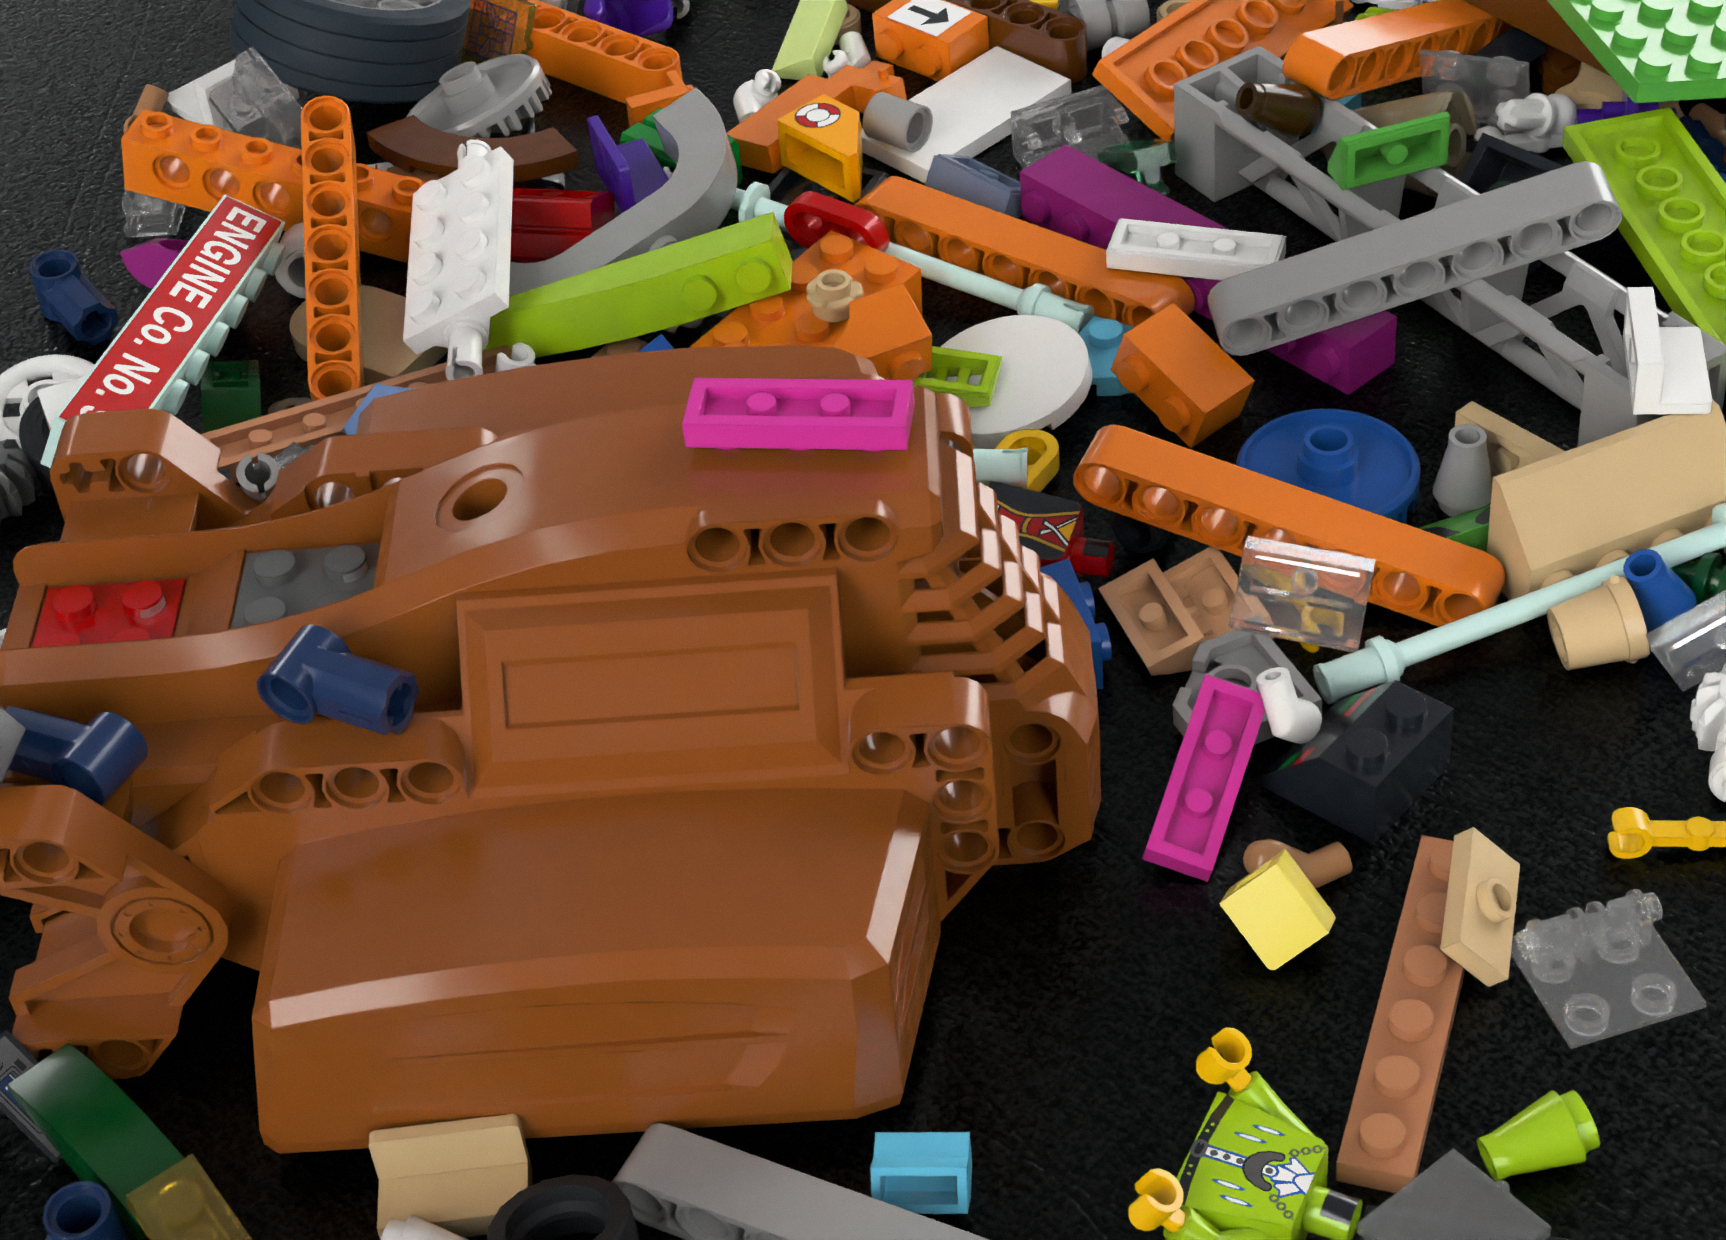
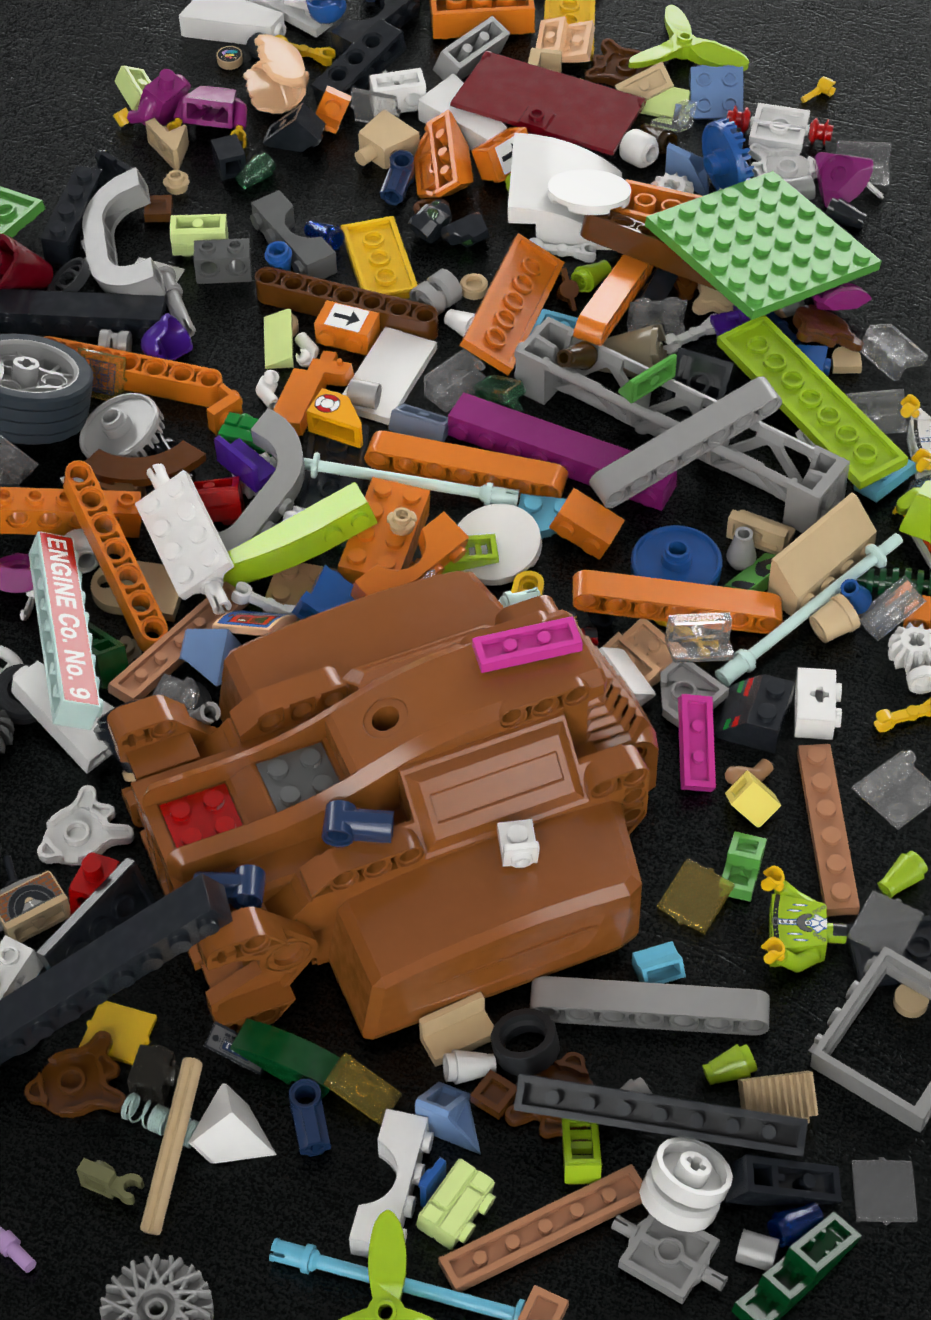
camera: 25 degrees left, 10 degrees up
(647, 807) = (518, 843): none -> white bracket
(816, 214) = (362, 471): red plate -> none
(1069, 1062) = (695, 896): none -> clear yellow piece
(1129, 632) = (629, 672): none -> white slope
(1190, 249) = (565, 449): white tile -> none
(1196, 1013) = (743, 864): none -> bright green slope
(1287, 715) = (722, 702): white arm -> none
(1480, 907) = (839, 775): tan plate -> none
(1493, 766) = (816, 703): none -> white brick
(1537, 114) = (692, 322): white axle -> none
(1663, 363) = (824, 477): white panel -> none

